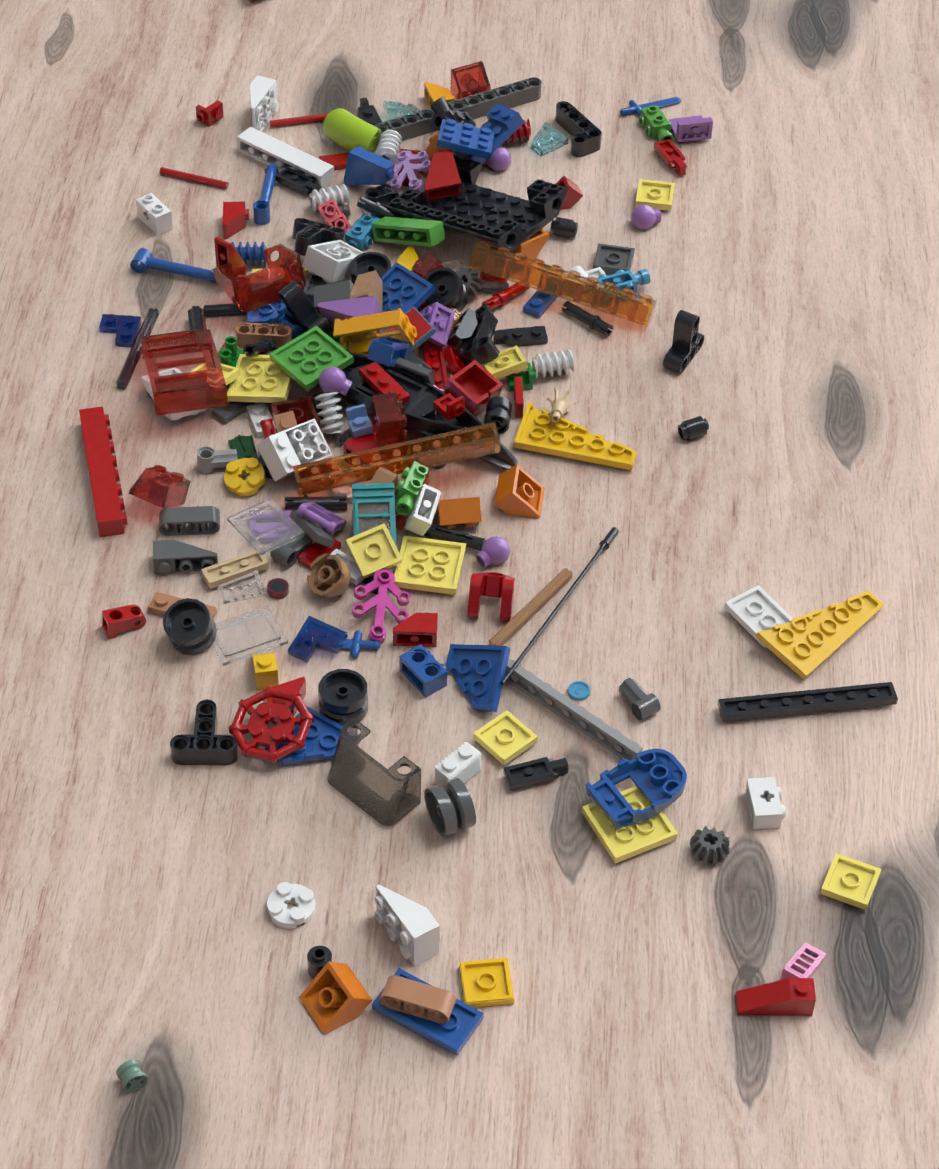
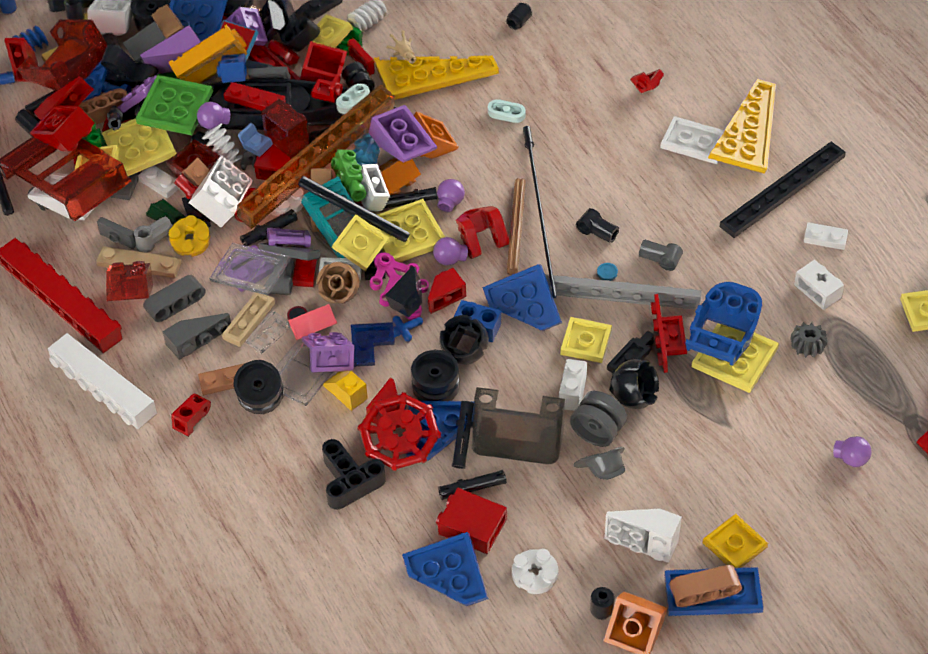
camera: 30 degrees left, 5 degrees up
(76, 558) = (102, 381): none -> white brick
(187, 443) = (116, 232): none -> dark grey plate
(199, 485) = (160, 264): none -> tan plate
(206, 334) = (63, 127): none -> red slope
(218, 861) = (449, 569): none -> blue plate
(230, 315) = (69, 95): none -> red slope
(273, 629) = (329, 352): none -> medium lavender bracket
(273, 833) = (474, 515): none -> red brick
(282, 598) = (312, 321): none -> coral slope
(286, 337) = (138, 94): none -> medium lavender plate
(299, 804) = (473, 484): none -> black pin
(319, 762) = (463, 431): none -> black pin
(378, 613) = (406, 293): none -> black slope
(386, 671) = (453, 333): none -> black piece
(387, 518) = (353, 208): none -> black axle
(425, 850) = (604, 465): none -> dark grey piece
(448, 479) = (366, 150): none -> dark azure brick
(449, 599) = (449, 251): none -> medium lavender piece
(467, 421) = (351, 97): none -> light aqua plate
(484, 476) = (400, 134): none -> medium lavender slope
(519, 800) = (635, 383): none -> black piece
(581, 770) = (670, 334): none -> red bracket
(601, 643) = (593, 223): none -> black piece
(608, 505) = (506, 111): none -> light aqua plate
(661, 964) = (853, 451): none -> medium lavender piece
(756, 544) = (647, 82): none -> red bracket
(813, 765) = (826, 236): none -> white plate

